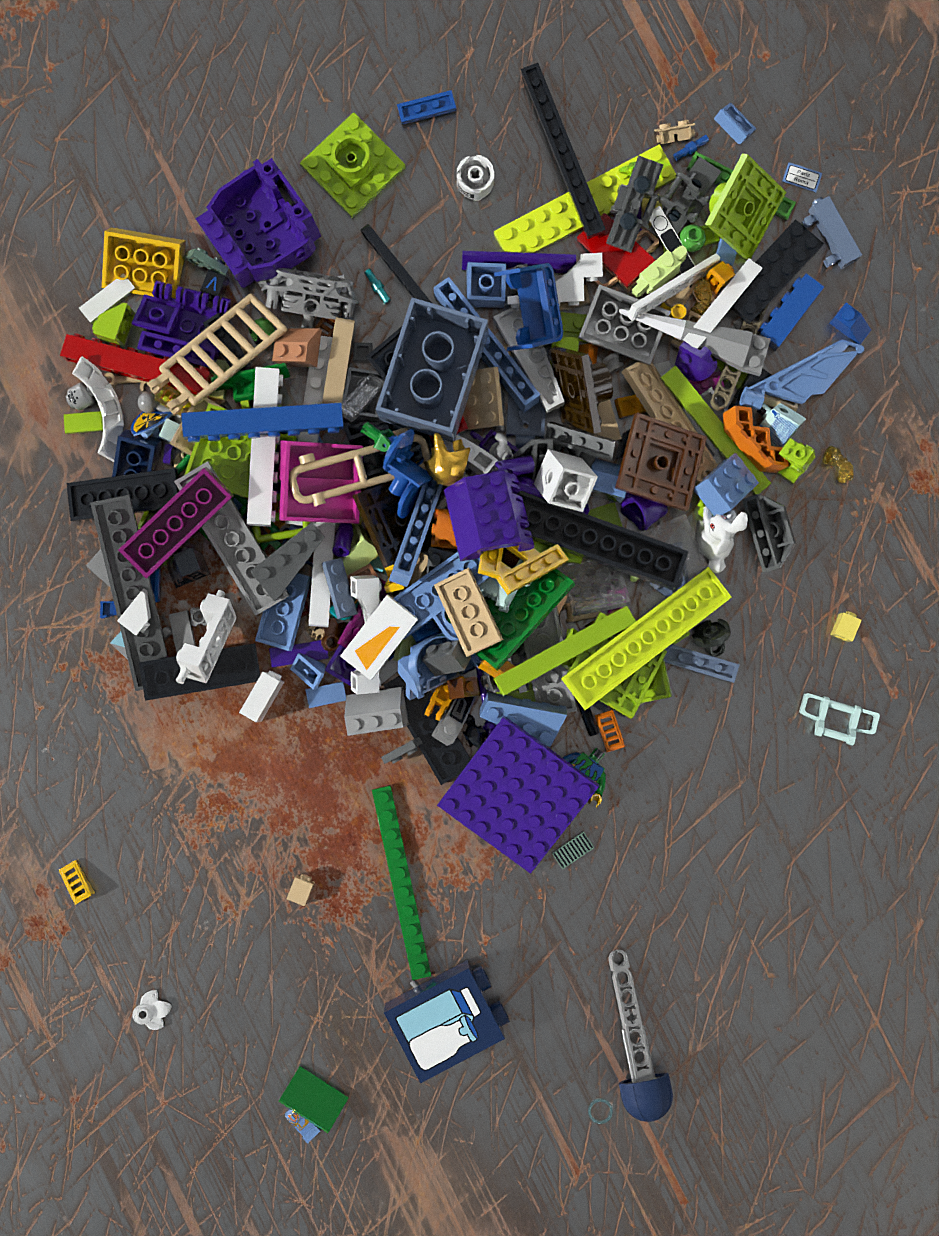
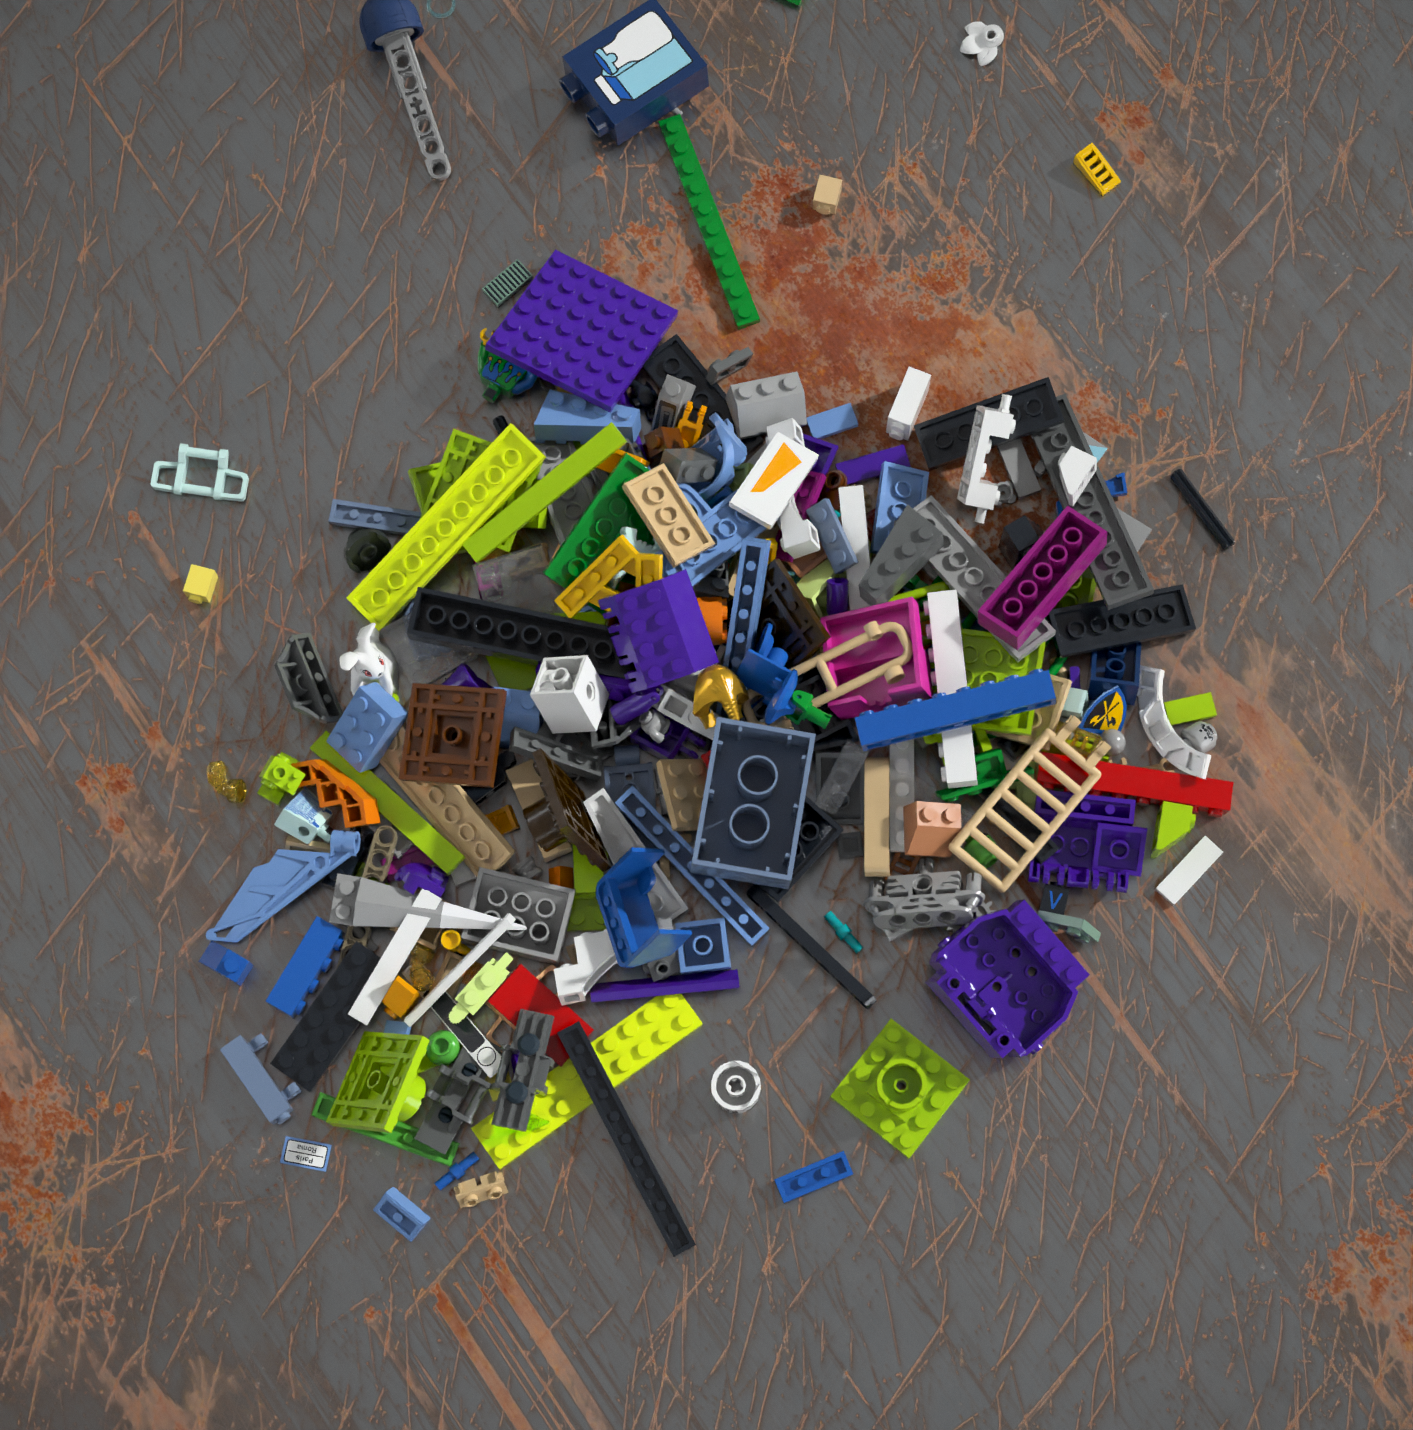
camera: 175 degrees right, 10 degrees down
(43, 581) = (1202, 509): none -> black axle
(142, 259) = (1148, 924): yellow slope -> none
(308, 670) = (855, 443): medium blue slope -> none
(620, 744) = (472, 405): orange slope -> none

